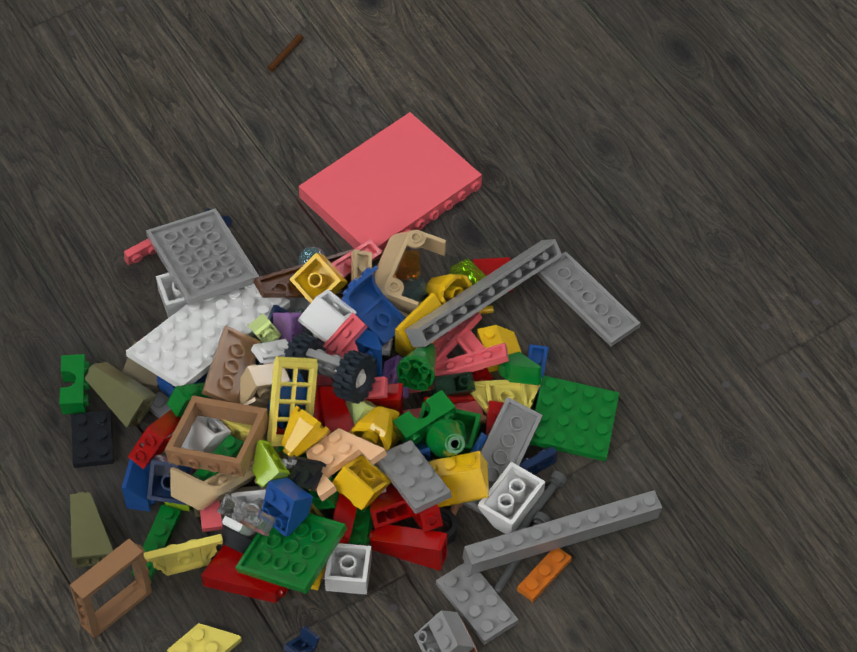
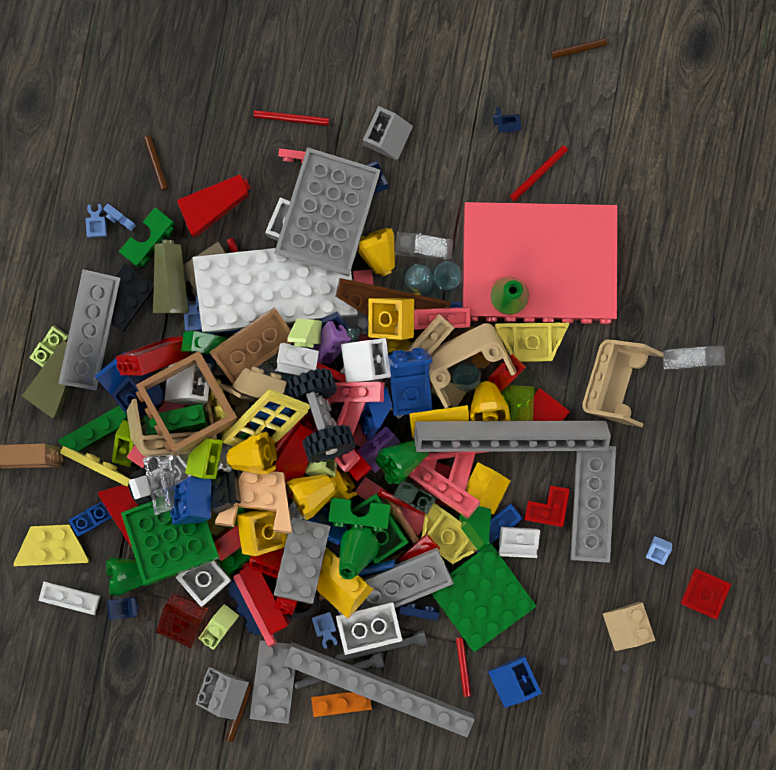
camera: 40 degrees right, 30 degrees up
(21, 406) = (96, 225): none -> medium blue plate
(32, 335) = (155, 162): none -> reddish brown bar
(35, 387) = (114, 215): none -> medium blue plate
(60, 515) = (48, 345): none -> yellowish green slope
(86, 468) = (89, 330): none -> light grey plate
(103, 327) = (212, 203): none -> red slope
(113, 234) = (291, 117): none -> red bar
(161, 400) = (192, 318): none -> medium blue plate
(189, 524) = (122, 445): none -> lime slope
(196, 189) = (387, 133): none -> light grey slope
(213, 606) = (89, 519): none -> blue slope
(265, 258) = (378, 250): none -> yellow cone
(277, 126) = (506, 123): none -> dark blue bracket
(282, 615) = (124, 575): none -> green cone
(292, 238) = (423, 246): none -> clear slope
(333, 240) = (448, 275): none -> clear light blue hair
(334, 137) = (538, 173): none -> red bar
(359, 616) = (181, 620): none -> clear red slope
(390, 208) = (504, 300): none -> green cone
(393, 597) = (218, 626): none -> yellowish green slope
(401, 566) = (242, 608): none -> dark blue plate
(411, 558) = (270, 639): none -> coral tile
(438, 264) = (502, 377): none -> red slope
(444, 226) = (532, 340): none -> light yellow wing
(476, 530) = (324, 626): none -> medium blue plate
(514, 215) = (611, 378): none -> tan windscreen
(561, 361) = (518, 542): none -> white plate
(563, 160) = (694, 358): none -> clear slope
(564, 325) = (551, 513): none -> red plate
(609, 475) = (463, 667): none -> red bar
(657, 448) = (514, 682): none -> blue slope
(667, 293) = (659, 550): none -> light blue slope
(698, 351) = (628, 626): none -> tan slope
(728, 293) = (705, 593): none -> red tile

